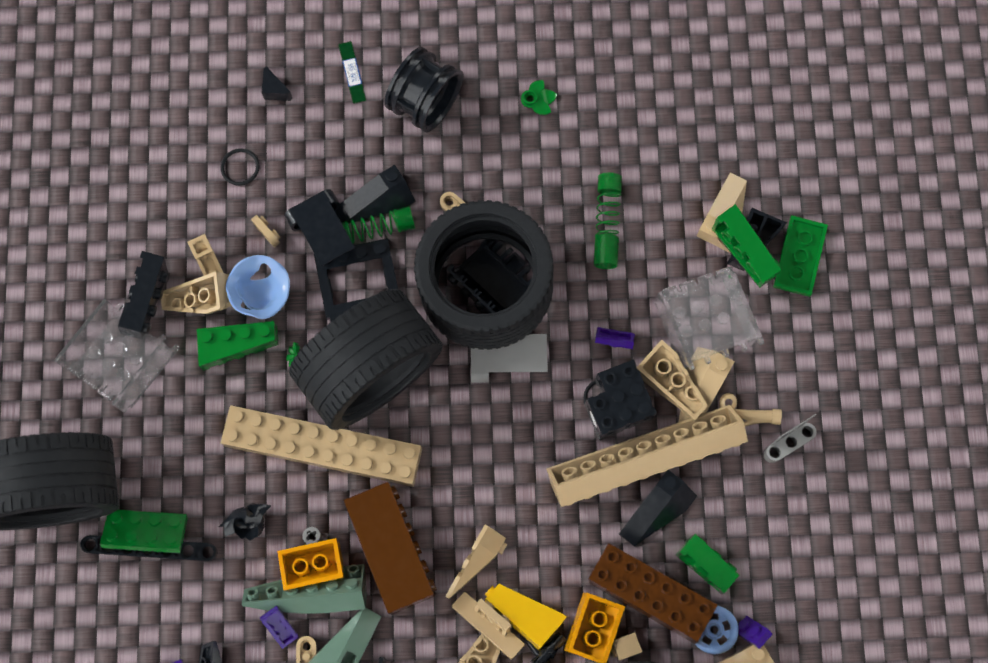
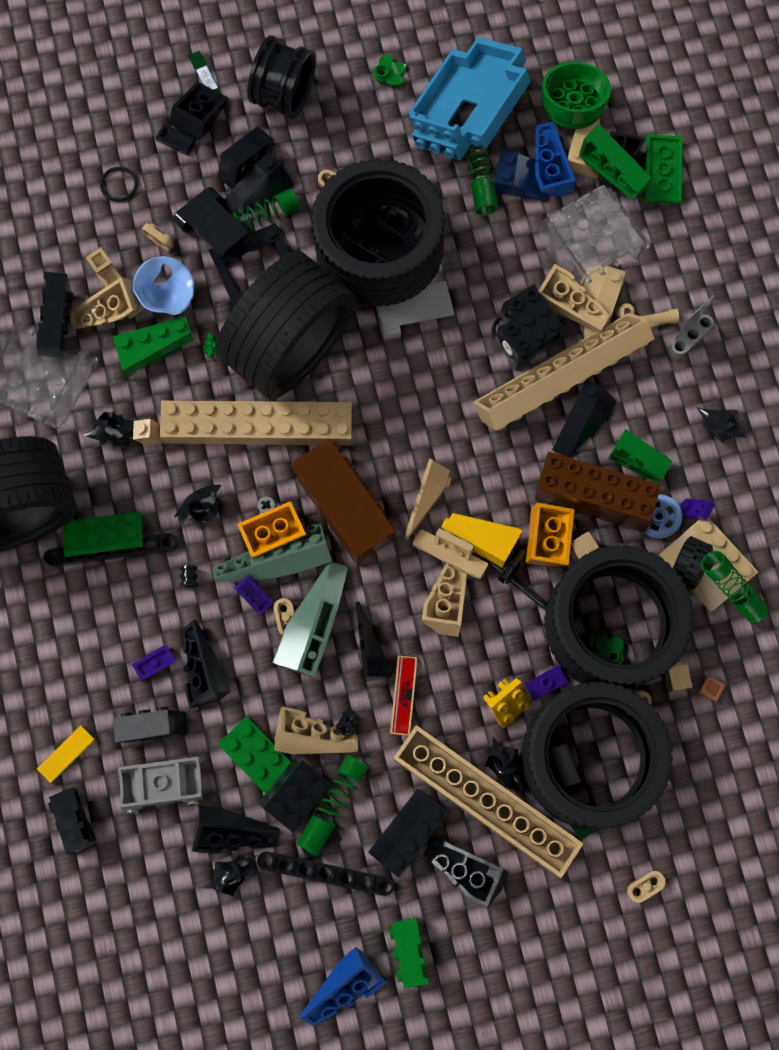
camera: 20 degrees left, 0 degrees up
(176, 423) = (112, 428): none -> black hair
(209, 433) = (147, 432): none -> tan brick
(219, 592) = (188, 576): none -> black bush
(273, 88) = (136, 105): black slope -> none
(306, 131) = (175, 139): none -> black tile
(334, 105) = (197, 110): none -> black slope
(370, 162) = (243, 155): none -> black wedge
(614, 338) = (509, 274): dark purple plate -> none
(631, 125) = (484, 76): none -> dark azure panel
(650, 236) = (517, 176): none -> dark blue slope
(682, 232) = (551, 163): none -> blue wedge
(723, 160) = (575, 94): none -> green wheel
(801, 544) = (721, 423): none -> black hair

